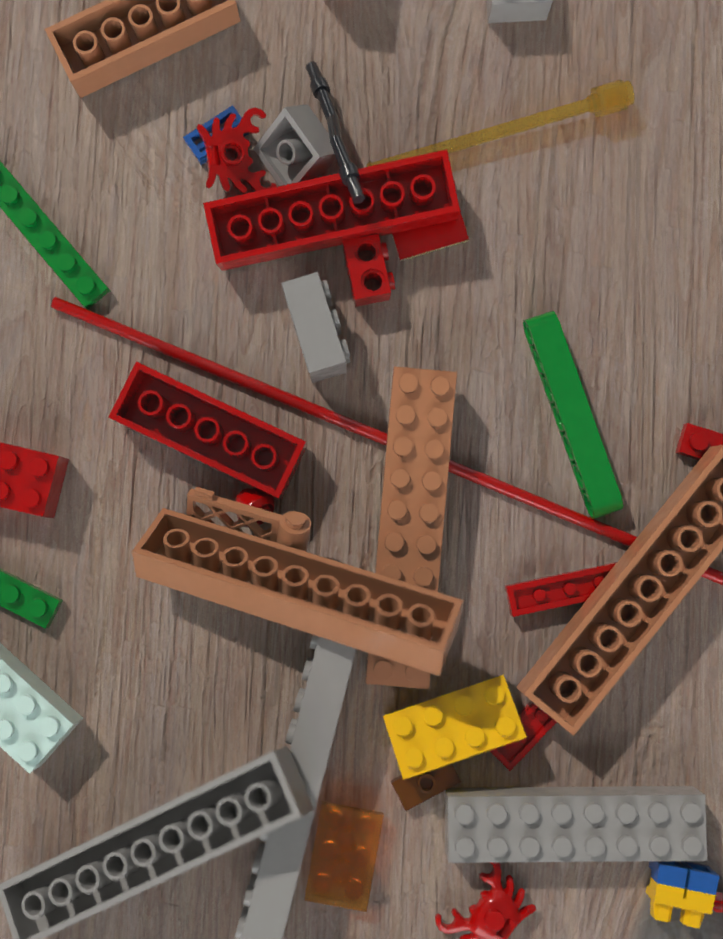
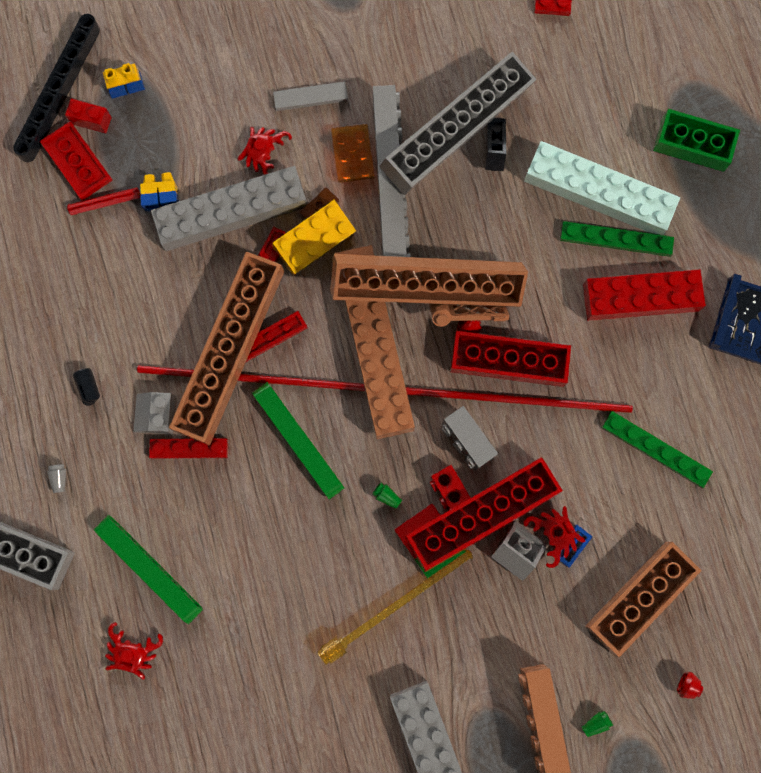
camera: 165 degrees right, 5 degrees down
(105, 792) = (495, 145): none -> black slope
(348, 171) = (517, 594): black bar -> none
(465, 290) = (386, 495): none -> green cone

